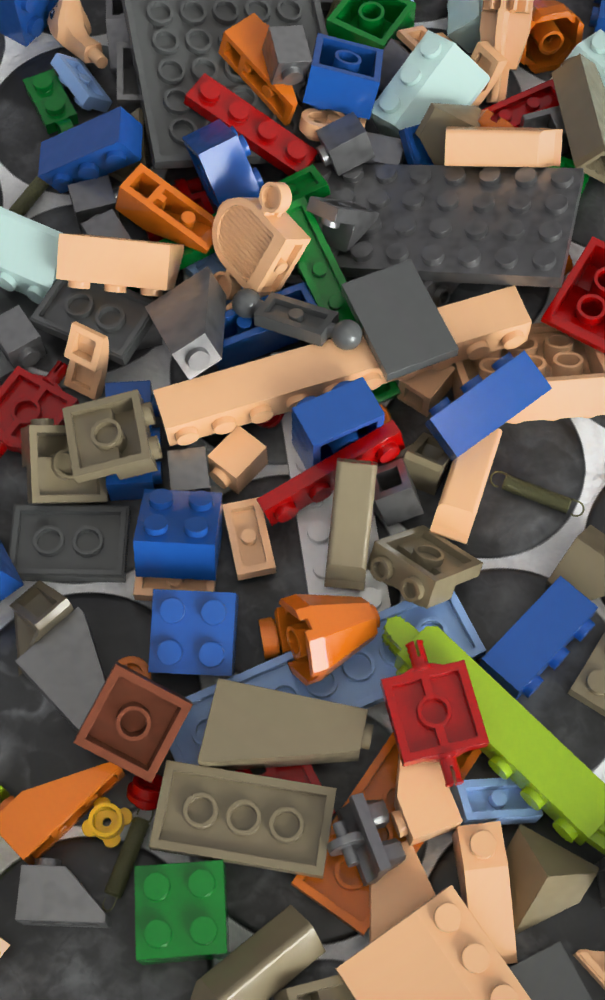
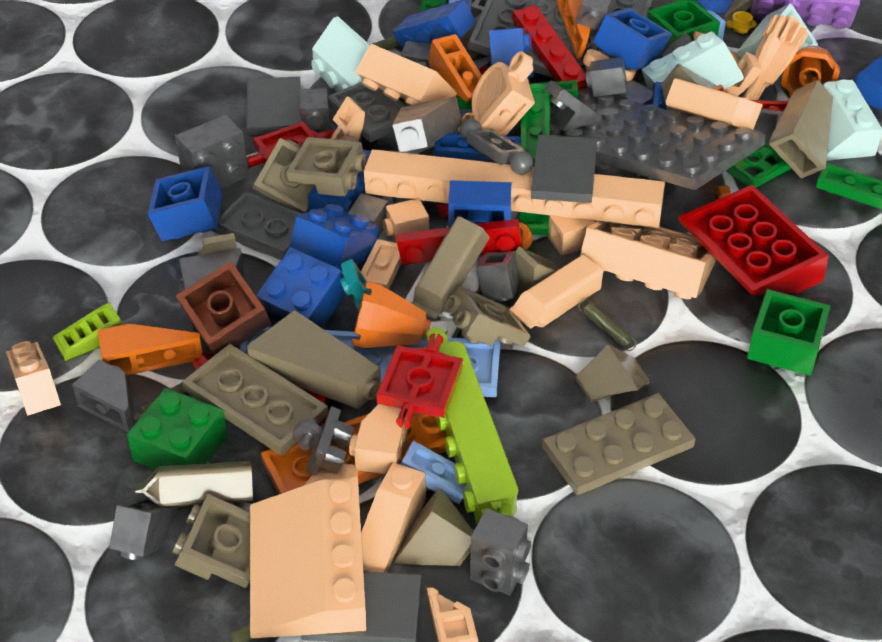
camera: 30 degrees right, 20 degrees down
(103, 810) = (170, 372): yellow plate -> none
(256, 596) = (353, 281): none -> teal plate
(269, 637) = (349, 318): orange tile -> none
(486, 403) = (594, 239): brick -> none
(540, 639) = (540, 399): blue brick -> none

